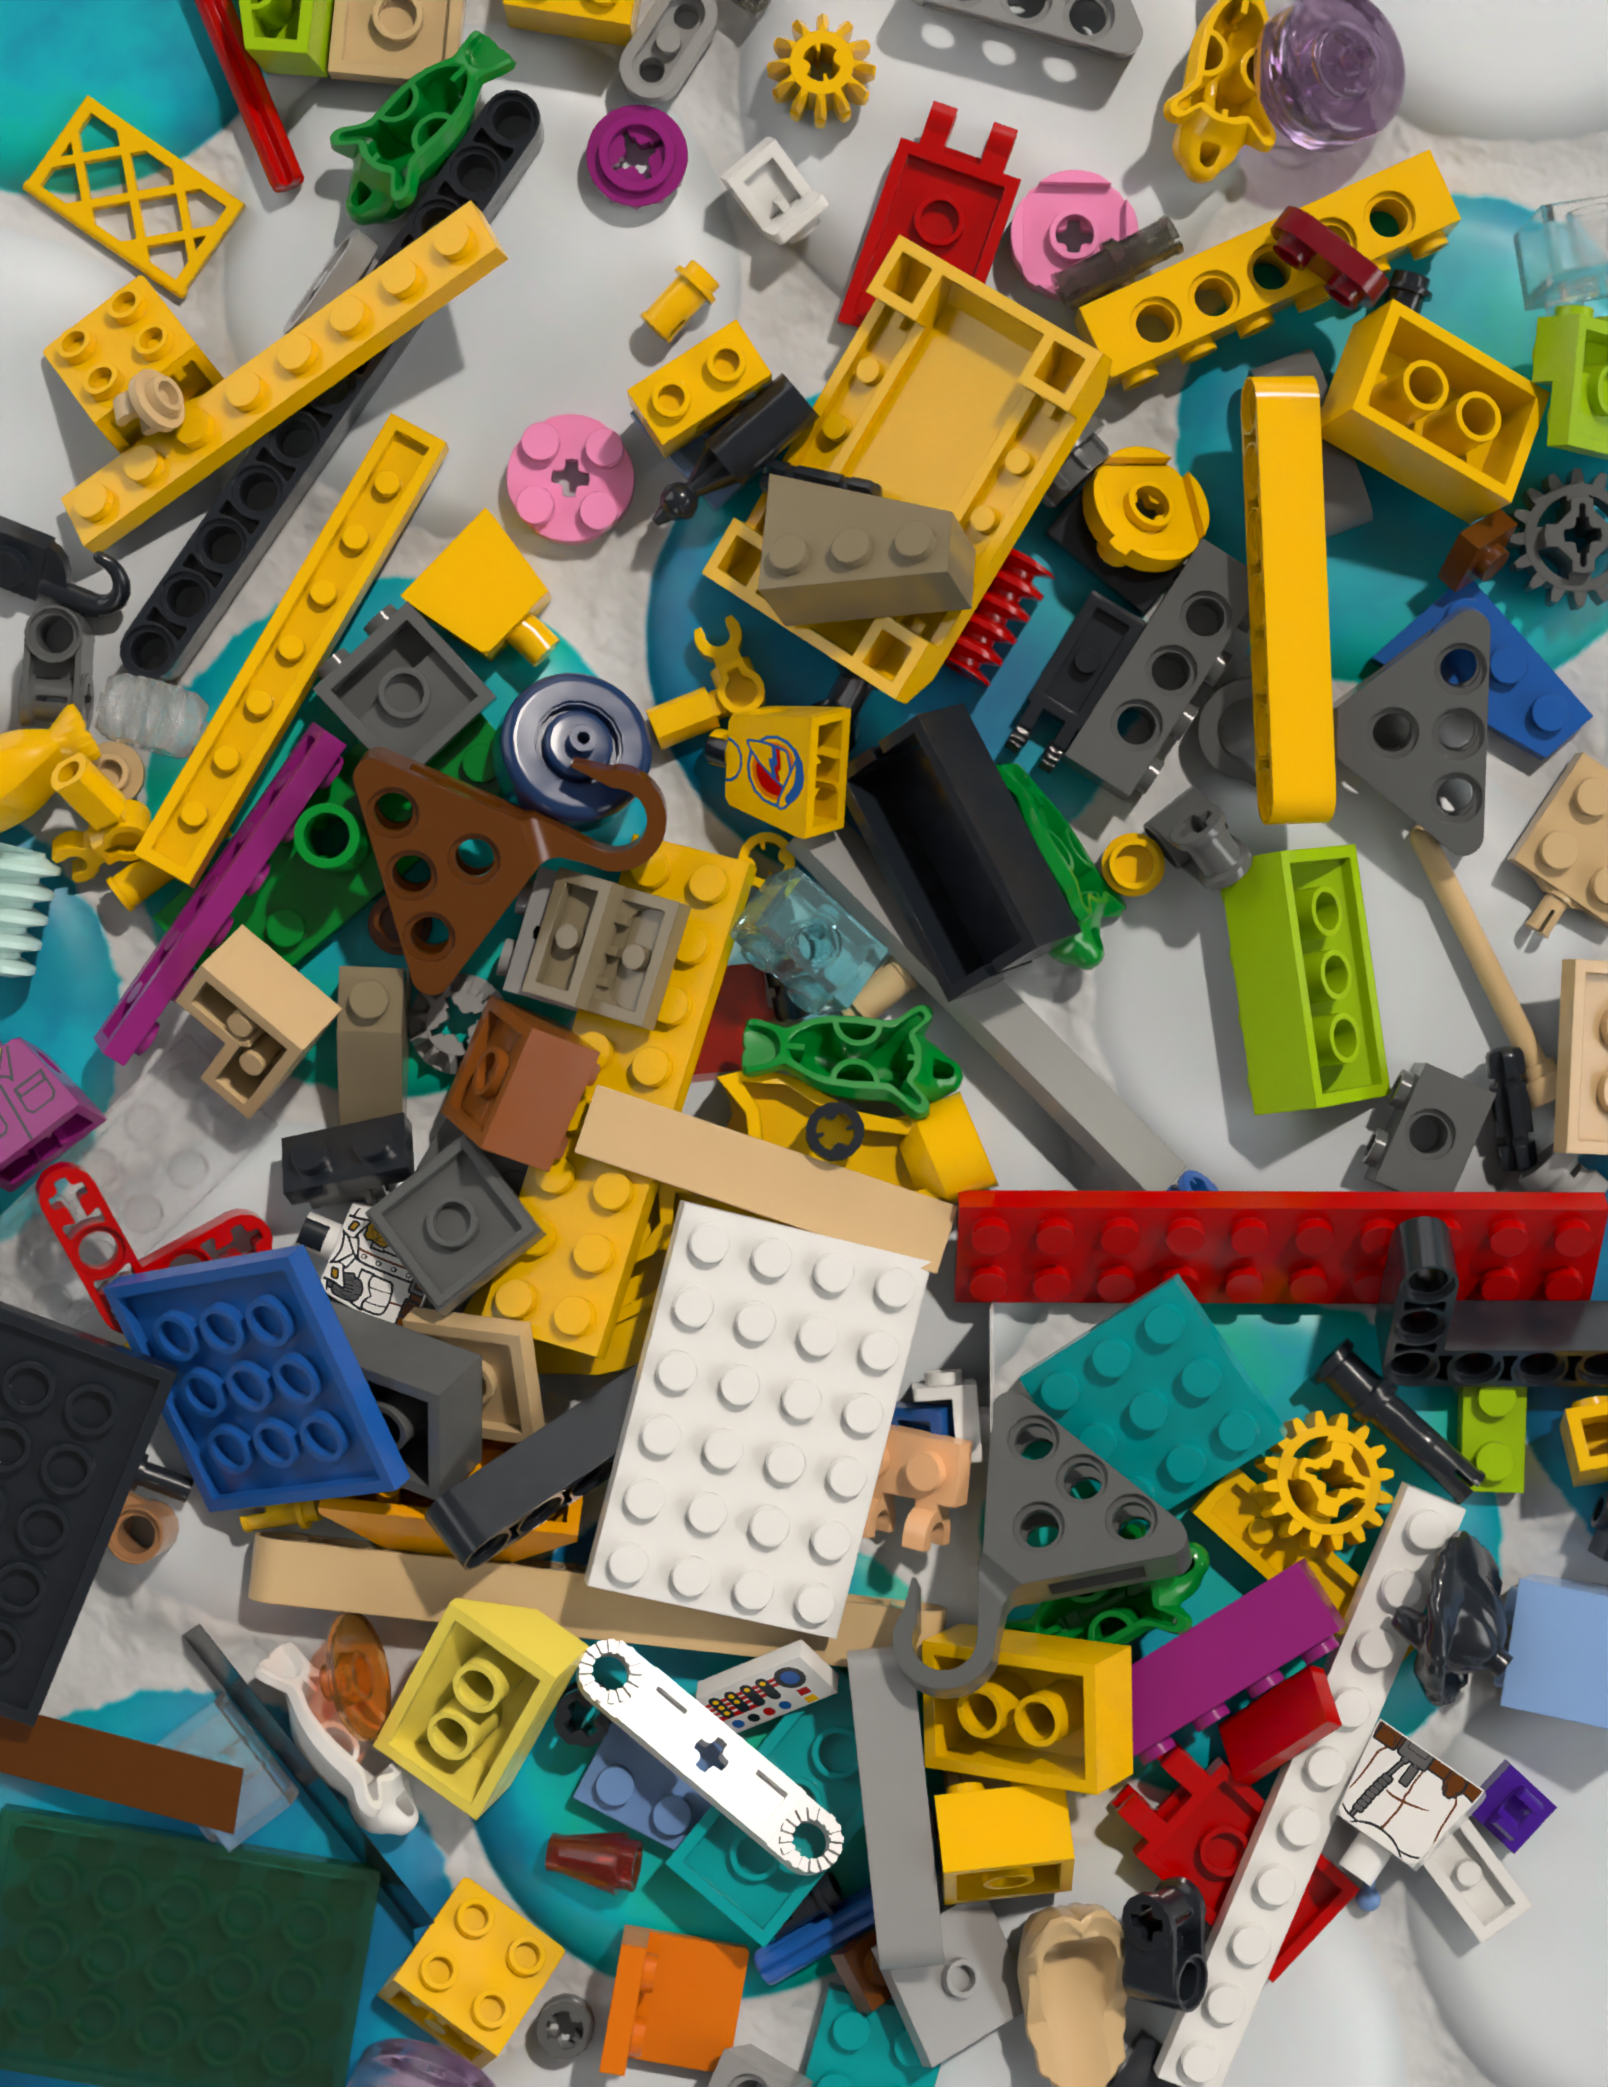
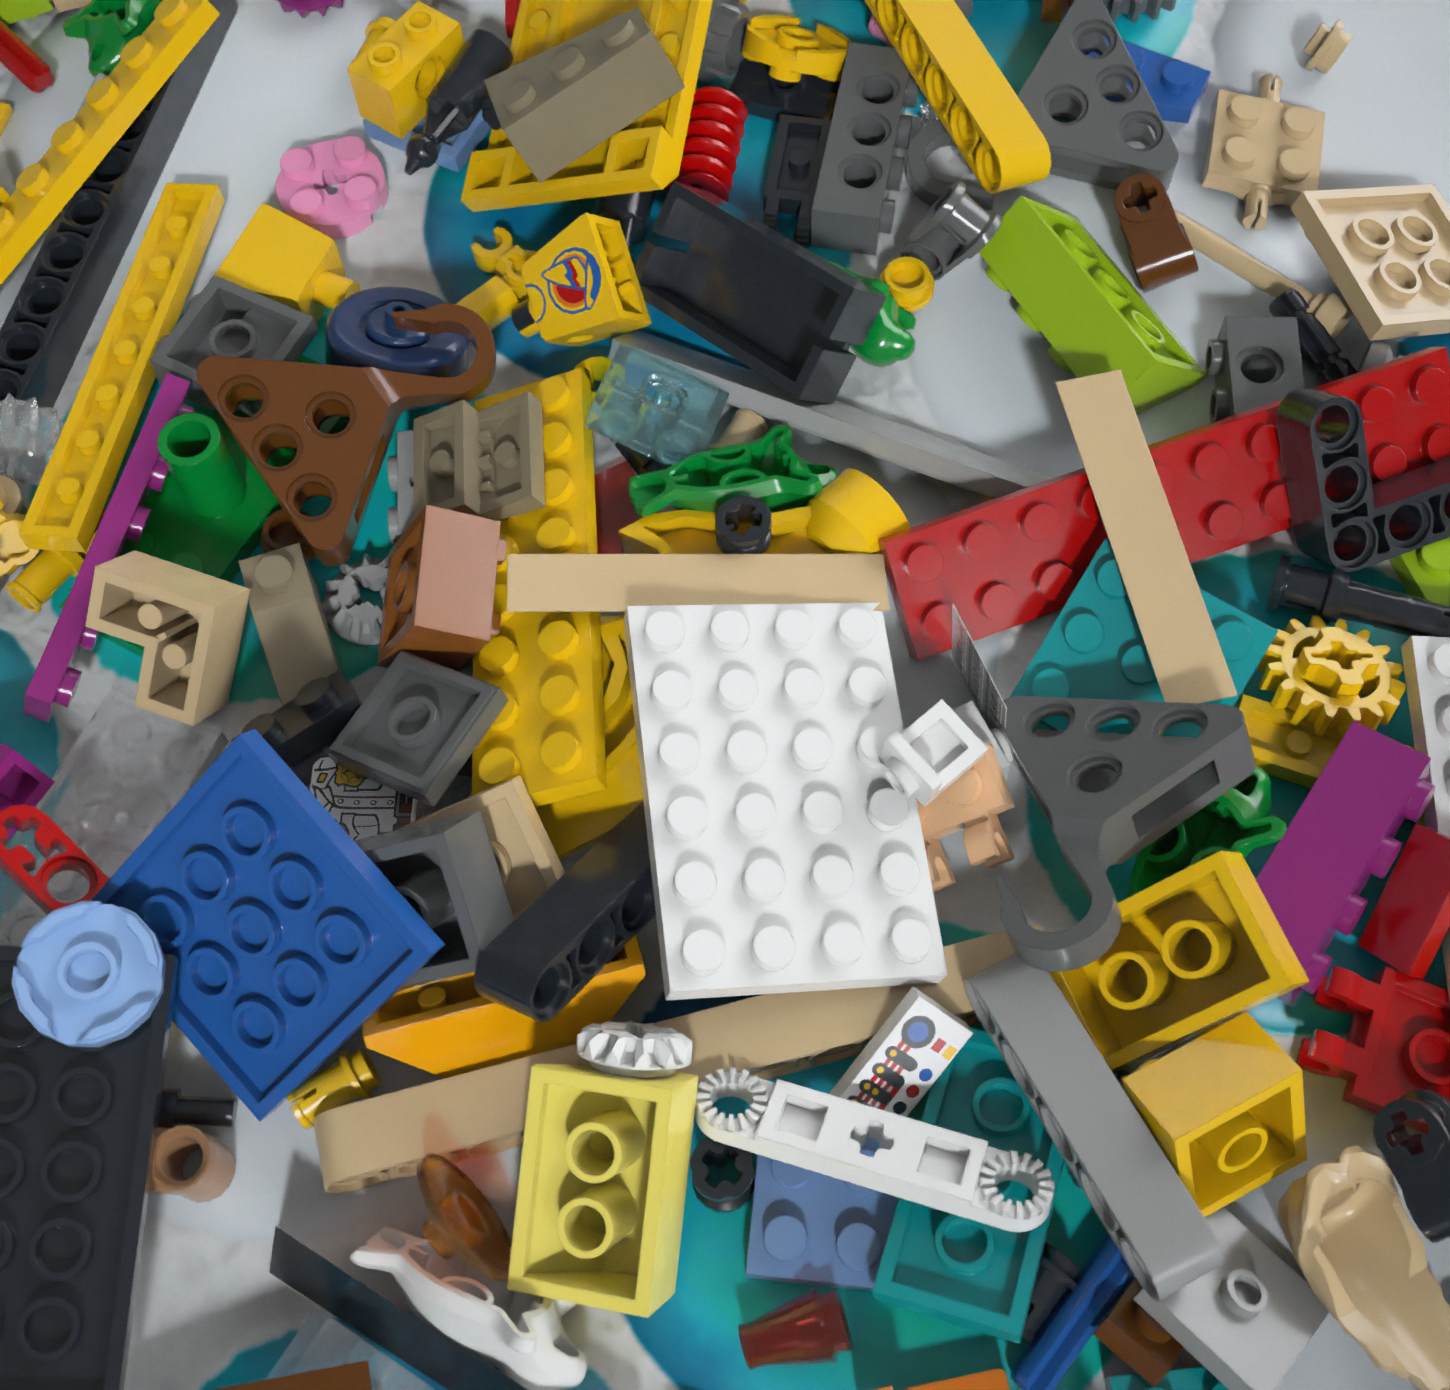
camera: 20 degrees left, 25 degrees down
(100, 1372) = (89, 974): none -> light blue tile
(520, 1602) = (634, 1049): none -> white gear
(902, 1450) = (930, 754): none -> white bracket
(1207, 1295) = (1145, 540): none -> tan sticker
(1411, 933) = (1155, 238): none -> reddish brown piece

